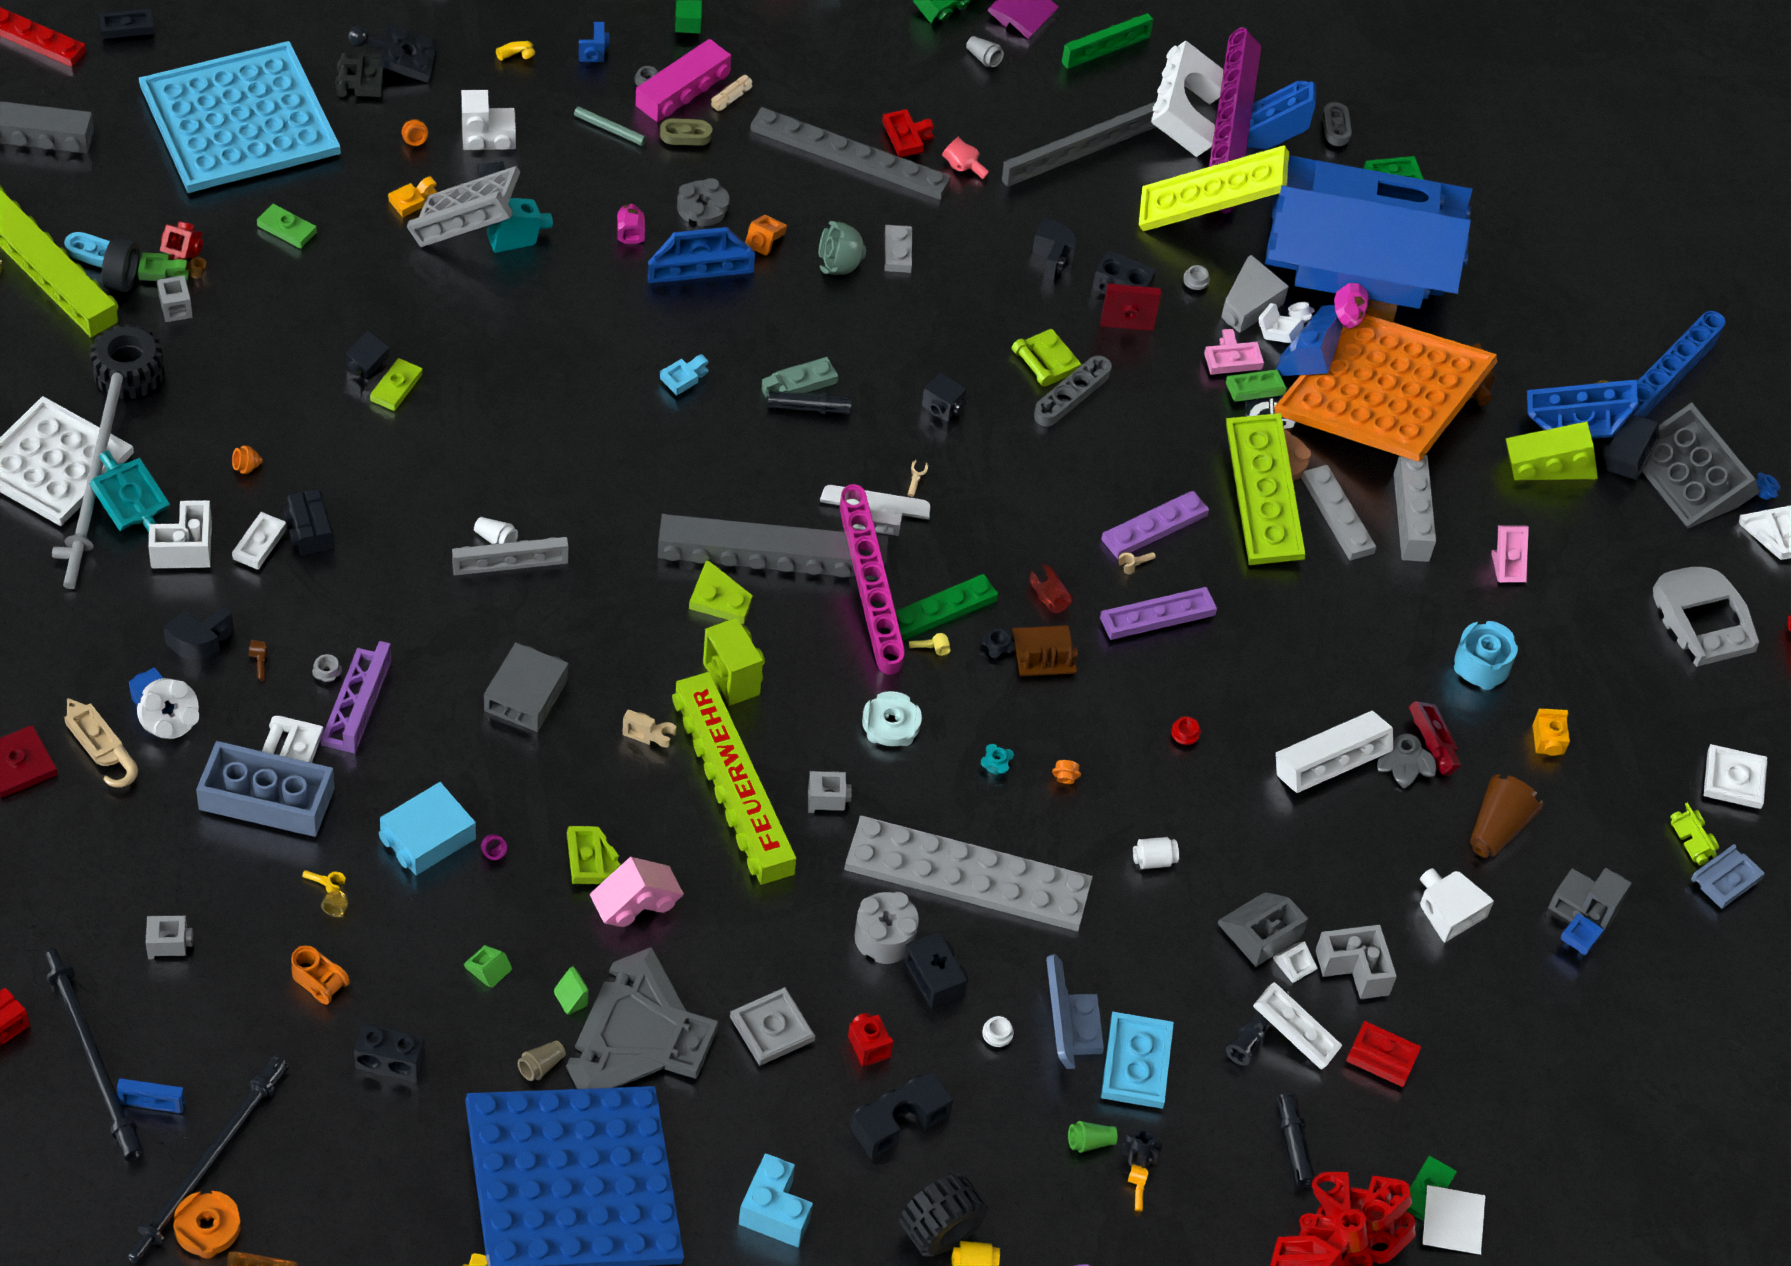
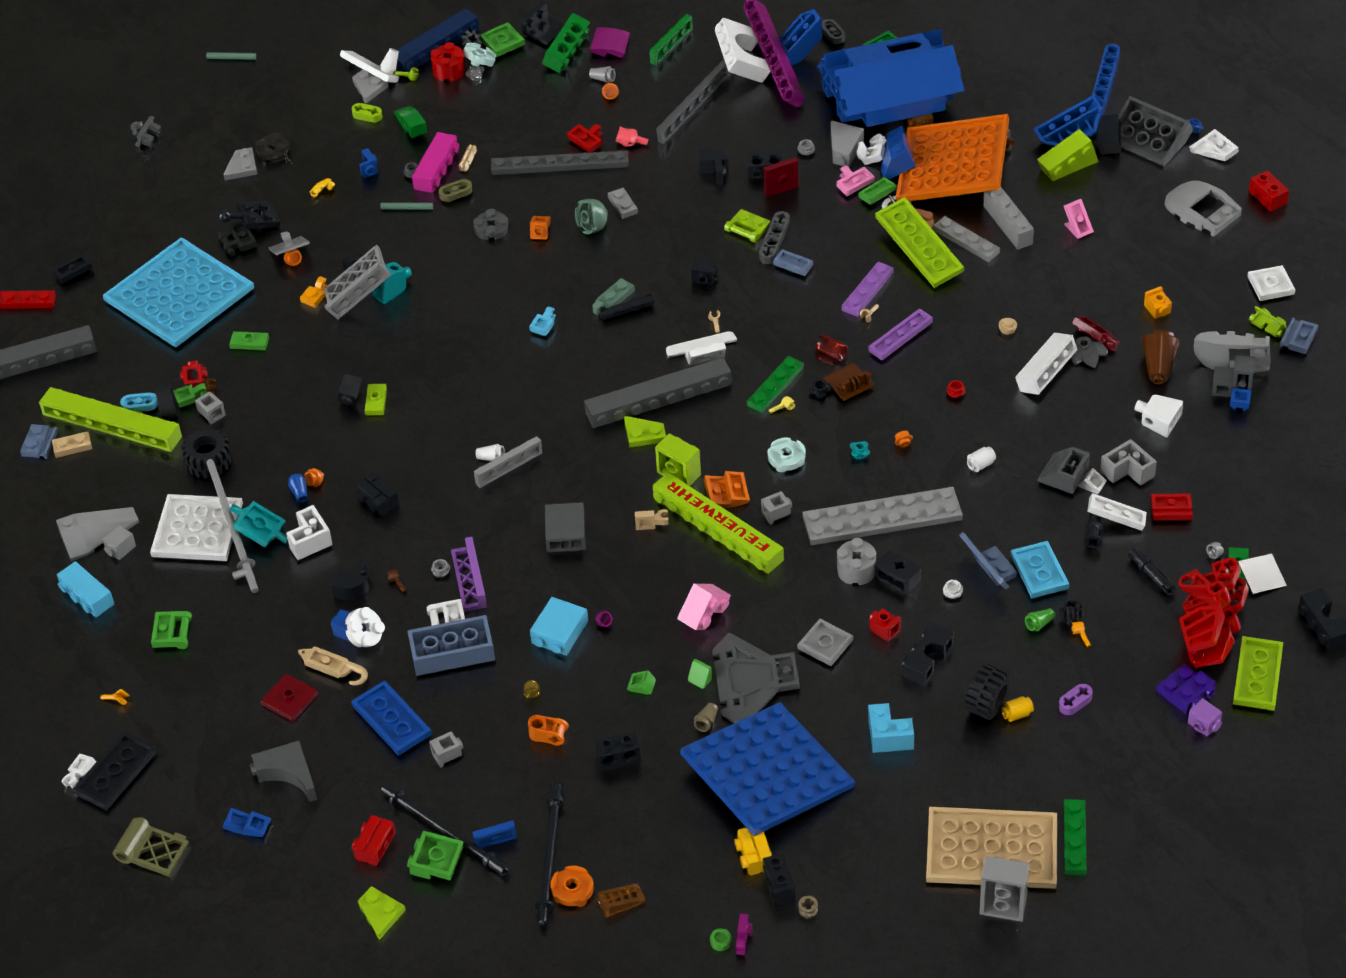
camera: 15 degrees left, 5 degrees down
(52, 1088) = (435, 856): none -> bright green plate
(126, 856) = (391, 718): none -> blue plate
(216, 463) = (297, 485): none -> blue cone
(259, 540) = (353, 517): white plate -> none
(336, 877) = (521, 680): yellow hand -> none
(419, 112) = (288, 243): none -> light grey piece
(484, 126) = (333, 235): white brick -> none
(590, 855) = (662, 600): lime wing -> none
(630, 225) = (457, 254): dark pink rock -> none
(701, 256) = (512, 252): blue wedge -> none
(778, 733) = (727, 489): none -> orange slope
(871, 591) = (732, 390): dark pink beam -> none
(980, 79) = (610, 91): none -> orange plate
(1074, 439) = (793, 262): none -> sand blue plate
(1214, 188) = (790, 91): neon yellow plate -> none
(1317, 668) = (1007, 325): none -> tan plate
(1351, 304) = (906, 123): dark pink rock -> none
(1407, 1150) = (1211, 552): none -> light grey hinge
(1485, 654) = (1097, 277): medium azure brick -> none
(1582, 849) = (1214, 348): none -> light grey slope

